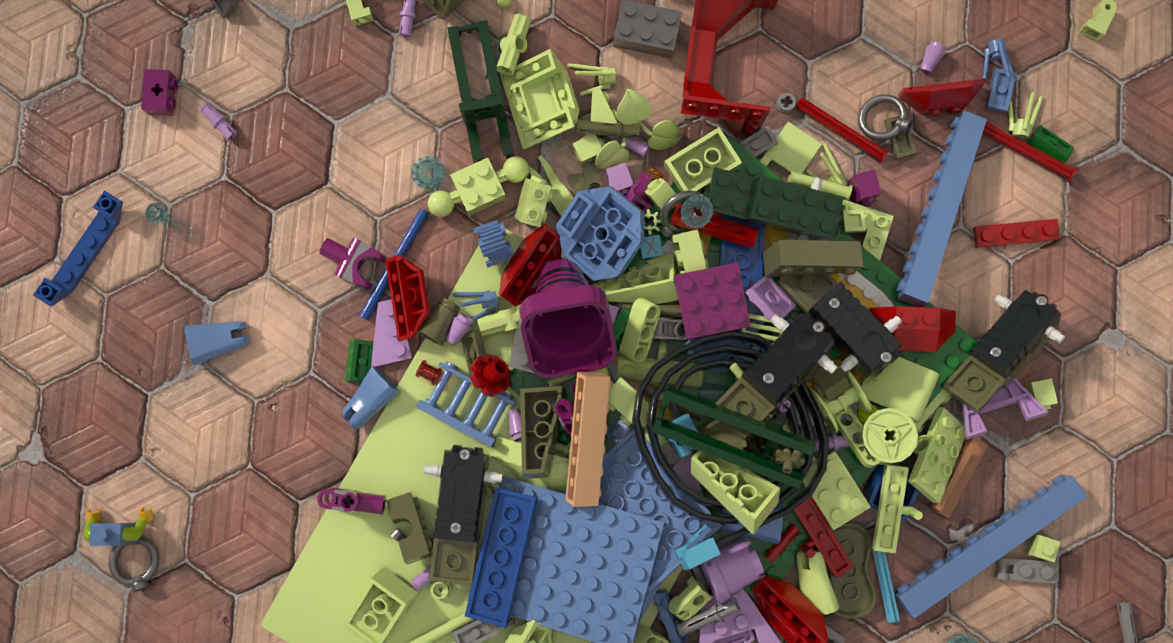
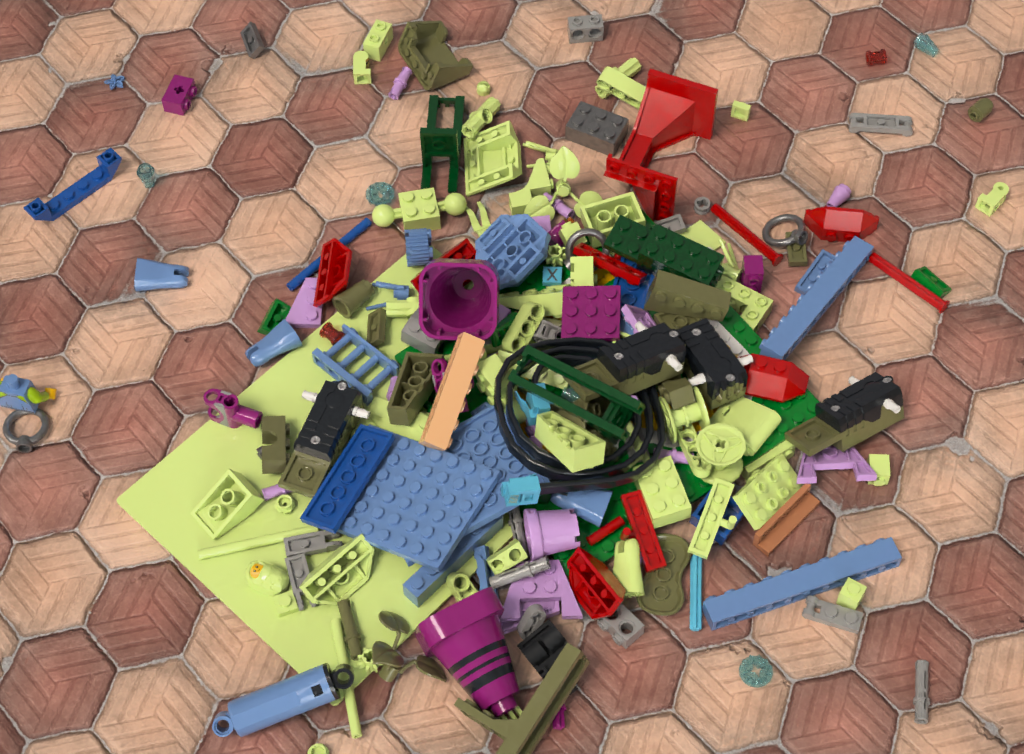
camera: 15 degrees right, 25 degrees down
(78, 88) = (115, 81): none -> medium blue plant
(218, 121) = (219, 124): lavender pin -> none
(350, 259) = (294, 242): magenta connector -> none
(459, 327) = (368, 305): lavender cone -> none
(490, 375) = (385, 339): red plant -> none
(533, 201) = (461, 224): yellowish green brick -> none
(610, 129) = (542, 187): olive pin -> none
(688, 213) = (599, 236): clear light blue gear -> none
(789, 459) = (618, 412): olive plant -> none
(853, 221) = (737, 291): yellowish green plate -> none
(927, 162) = (813, 271): none -> medium blue tile
(997, 50) = (897, 203): medium blue plant -> none
(1000, 91) = (893, 232): medium blue plate -> none
(1016, 233) = (885, 343): red plate -> none
(1023, 127) = (907, 262): yellowish green plant -> none

